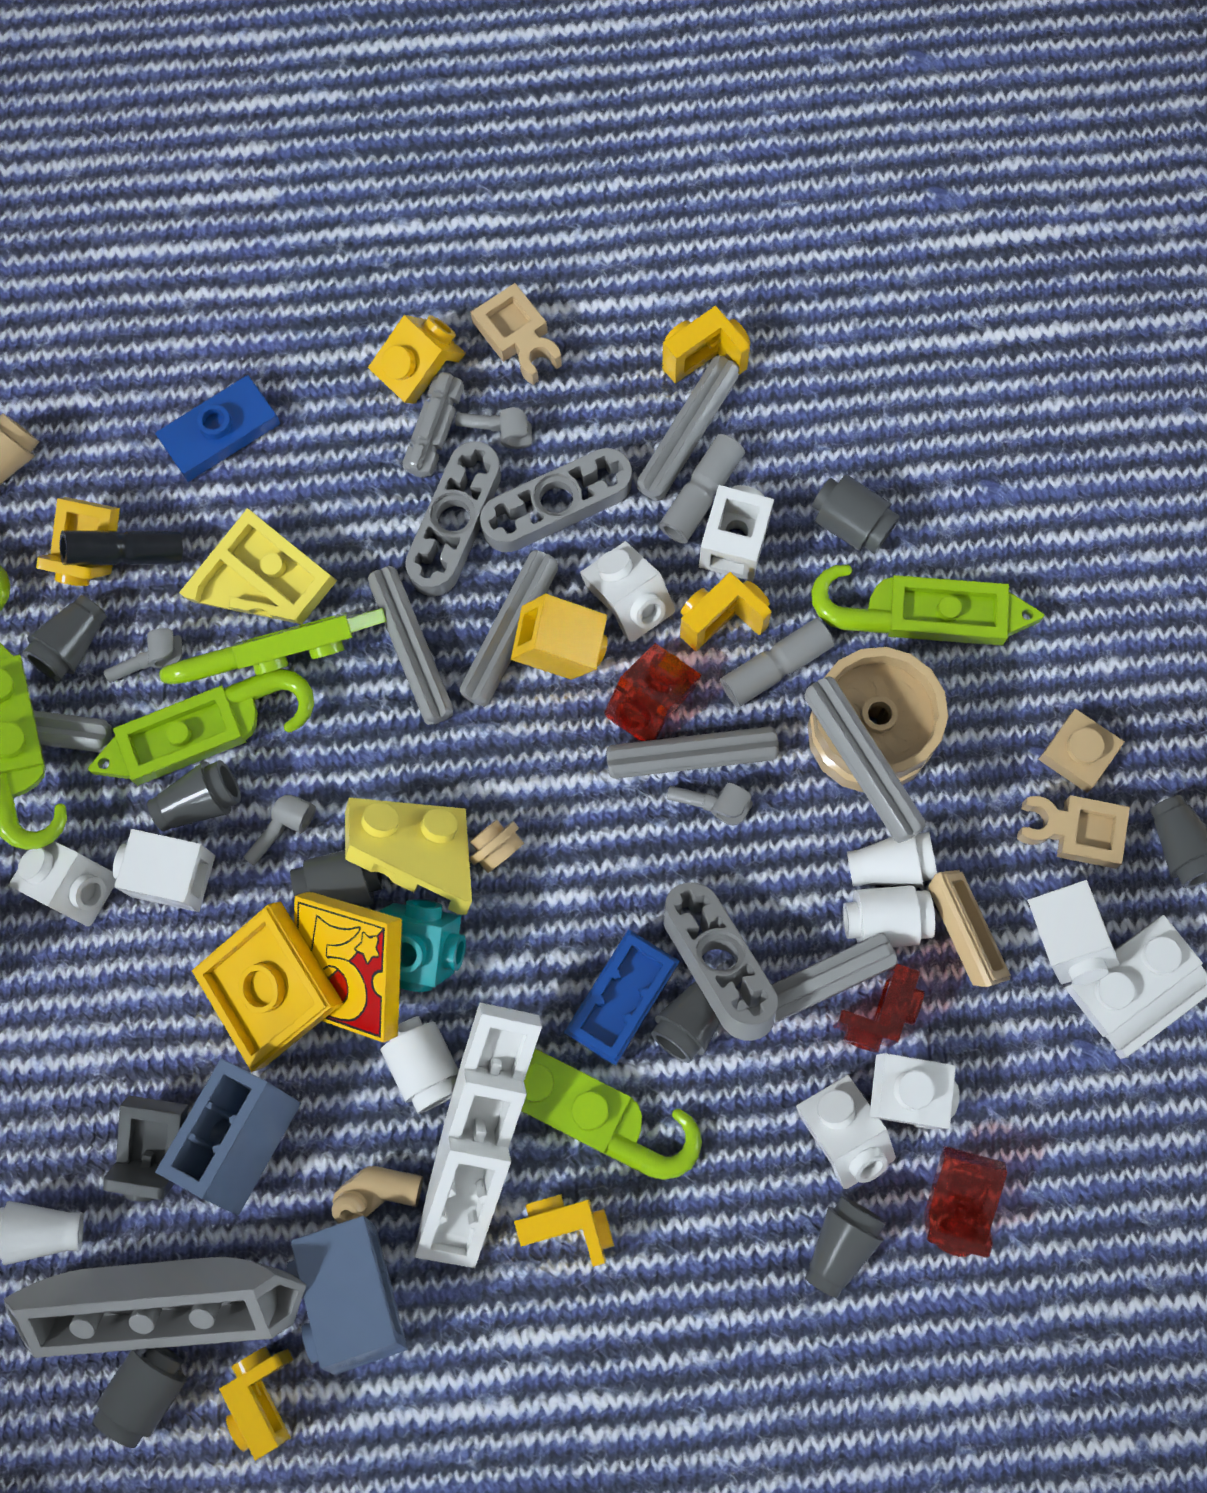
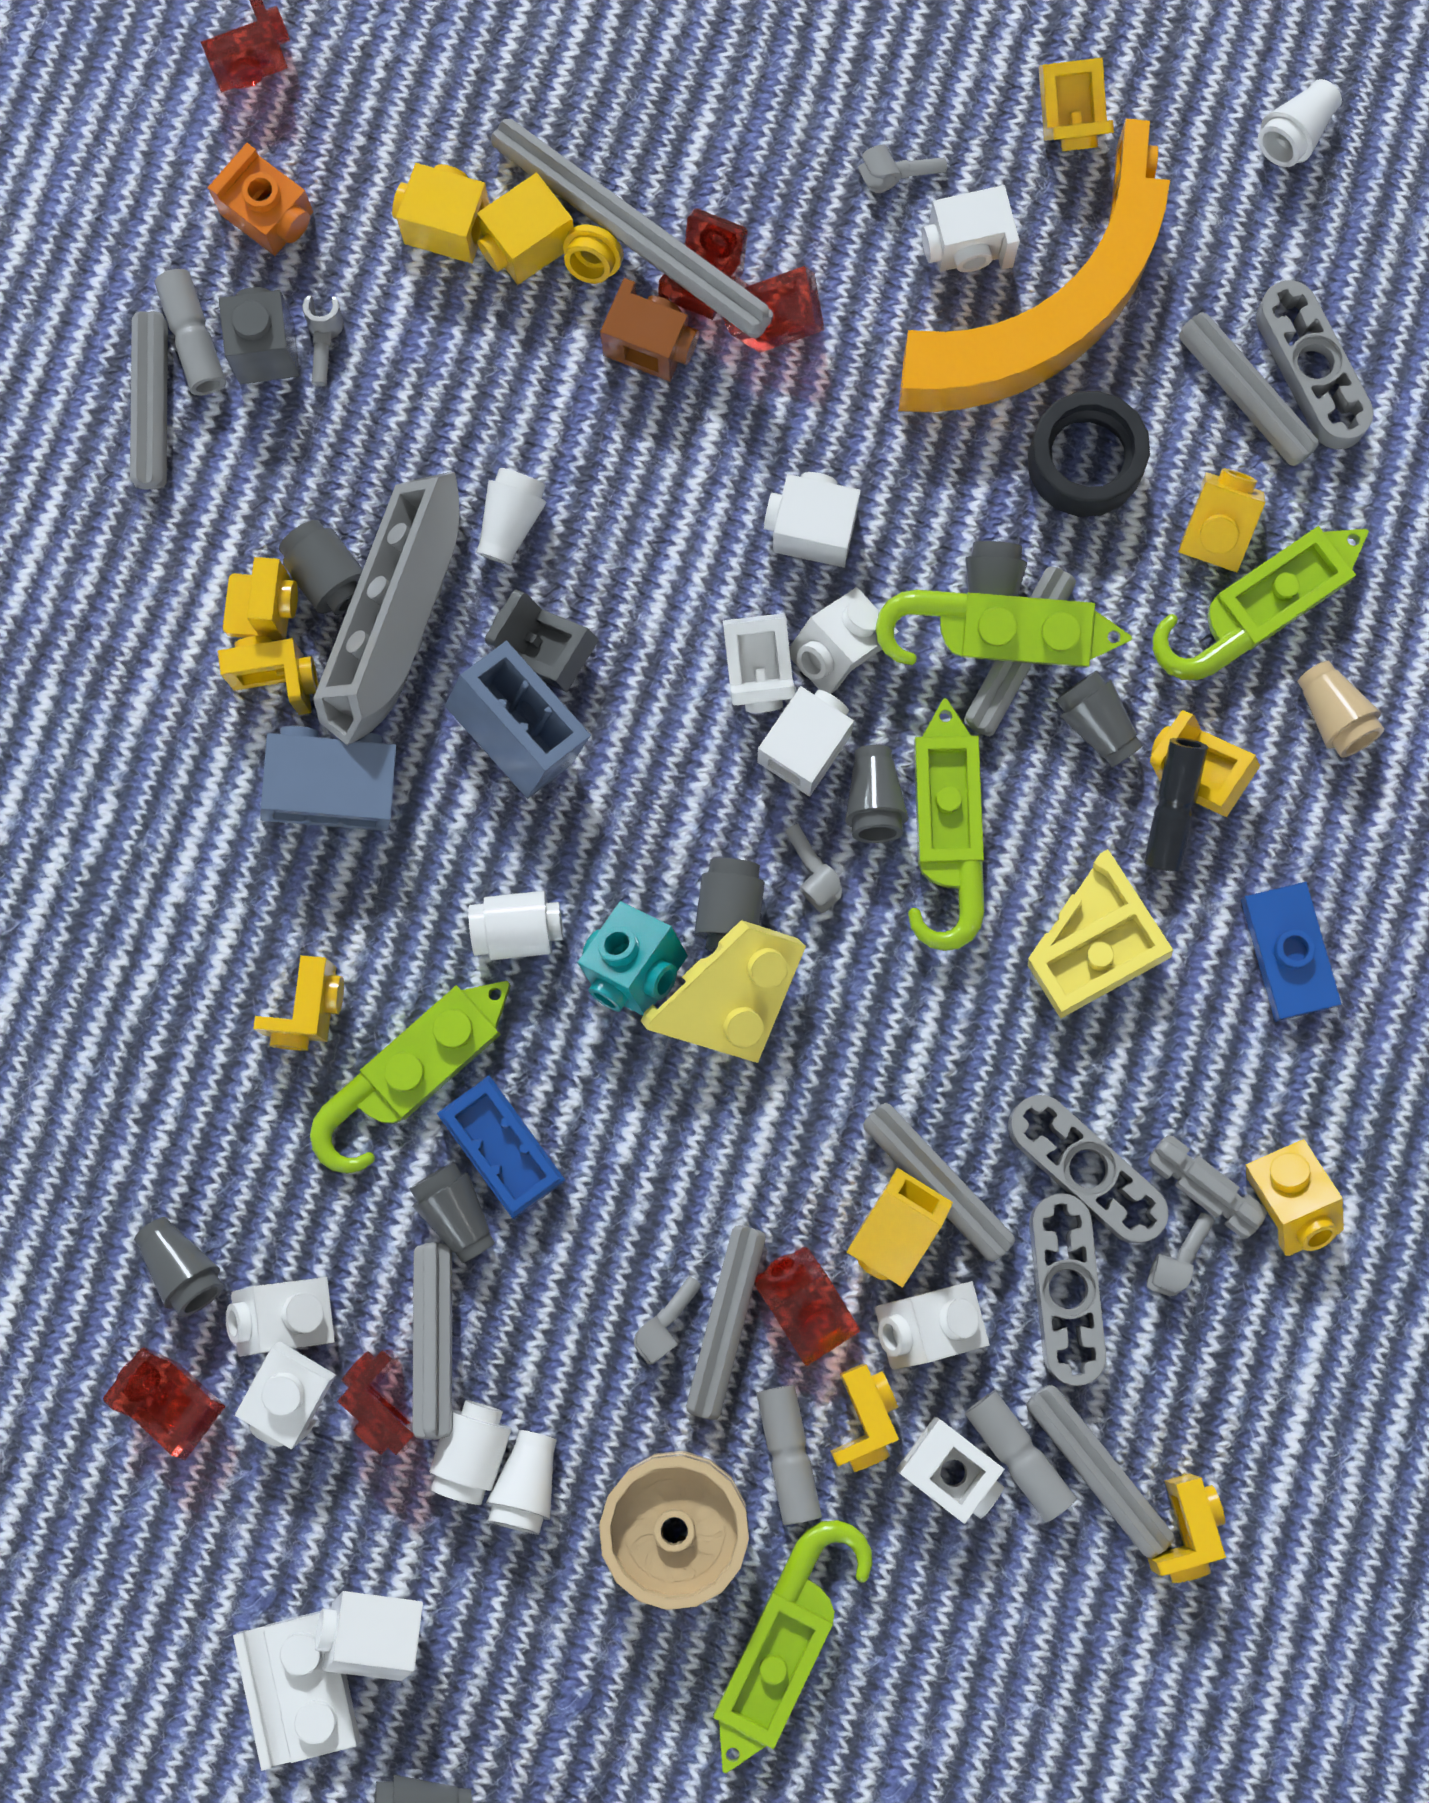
camera: 110 degrees right, 5 degrees up
(105, 942) = (759, 662): none -> white bracket
(162, 651) = (1050, 813): light grey hand -> none
(194, 1443) = (260, 601): none -> yellow bracket
(266, 986) = (650, 802): yellow tile -> none
(270, 650) = (1005, 925): lime plate -> none
(360, 958) = (633, 884): tile -> none
(373, 1187) = (420, 836): tan arm -> none
(411, 646) = (959, 1070): light grey axle -> none
(477, 1136) = (423, 954): white slope -> none
(495, 845) = (705, 1078): tan plate -> none
(516, 327) = (1294, 1318): tan plate -> none
(720, 985) = (448, 1278): light grey beam -> none
(855, 513) = (922, 1613): dark grey brick -> none
(864, 759) = (624, 1487): light grey axle -> none
(968, 929) = (424, 1530): tan tile -> none
(1081, 750) = (564, 1745): tan plate -> none
(1085, 829) = (475, 1702): tan plate -> none

